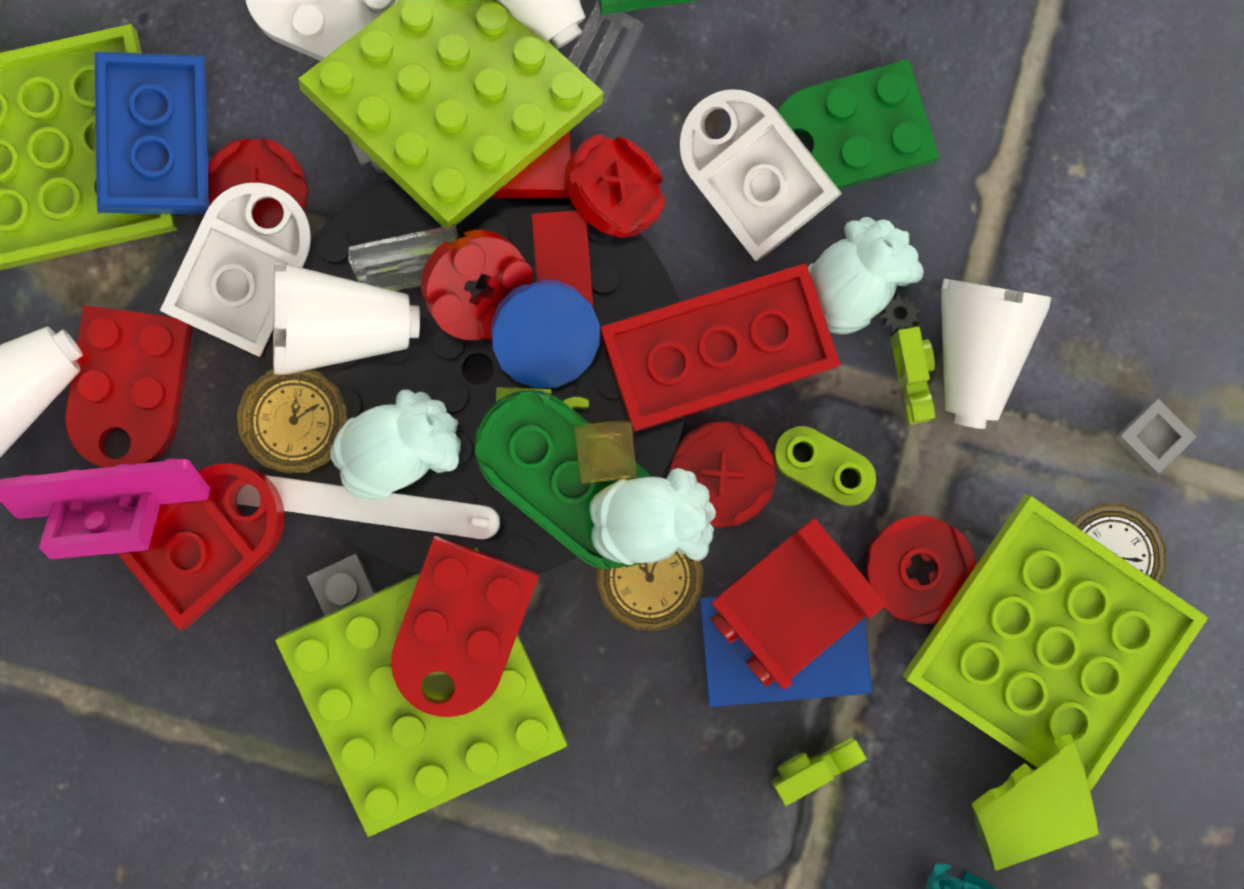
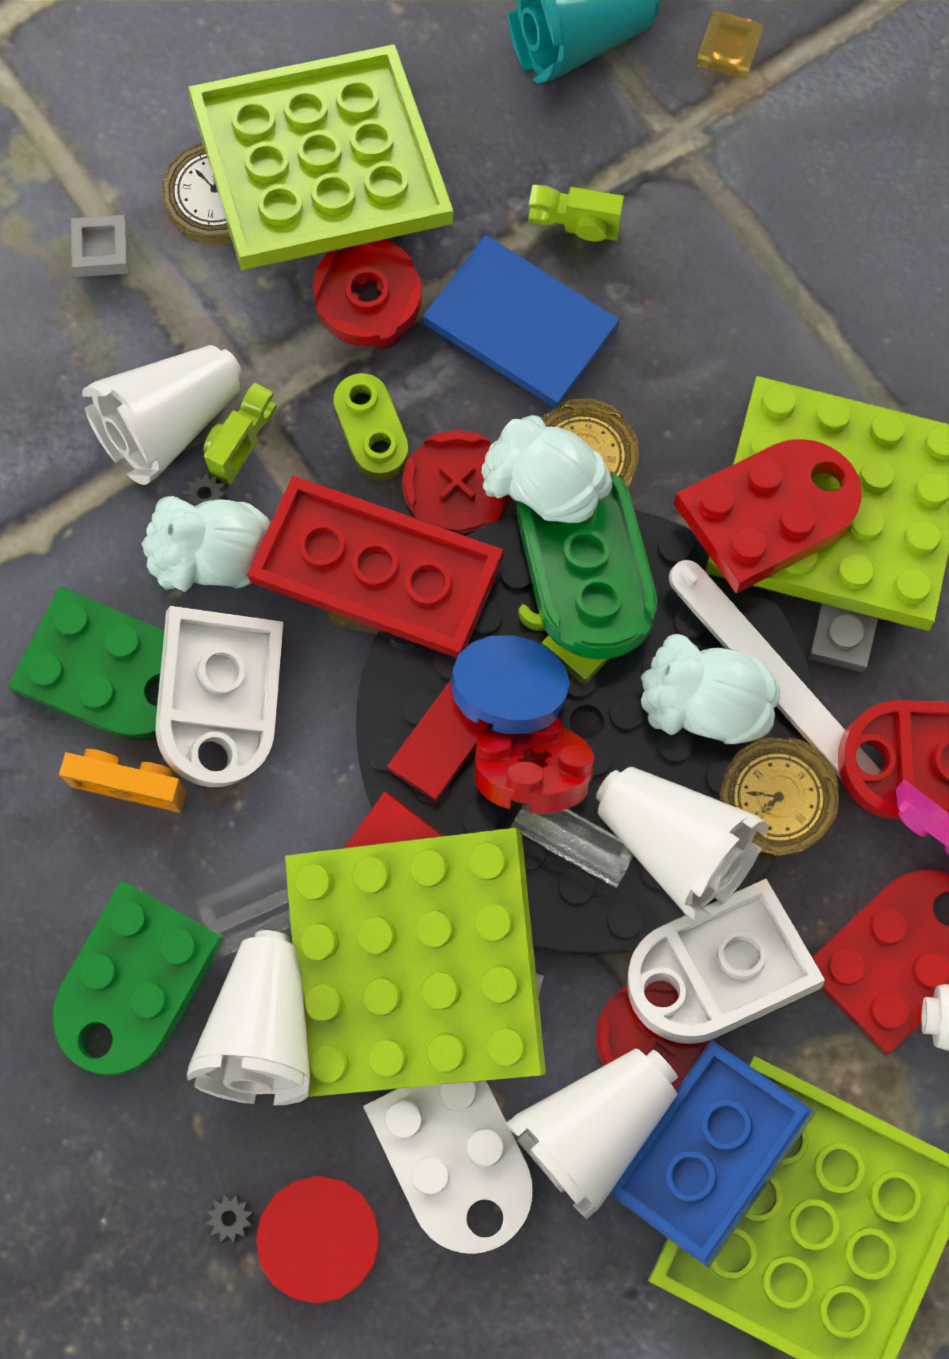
camera: 140 degrees left, 10 degrees down
(239, 81) = (597, 1125): none -> white cone
(605, 451) = (541, 545): clear yellow plate -> none
(614, 186) = (344, 772): red tile -> none
(784, 50) = (101, 774): none -> light orange plate
(795, 604) = (489, 336): red panel -> none
(1037, 809) = (438, 59): lime slope -> none

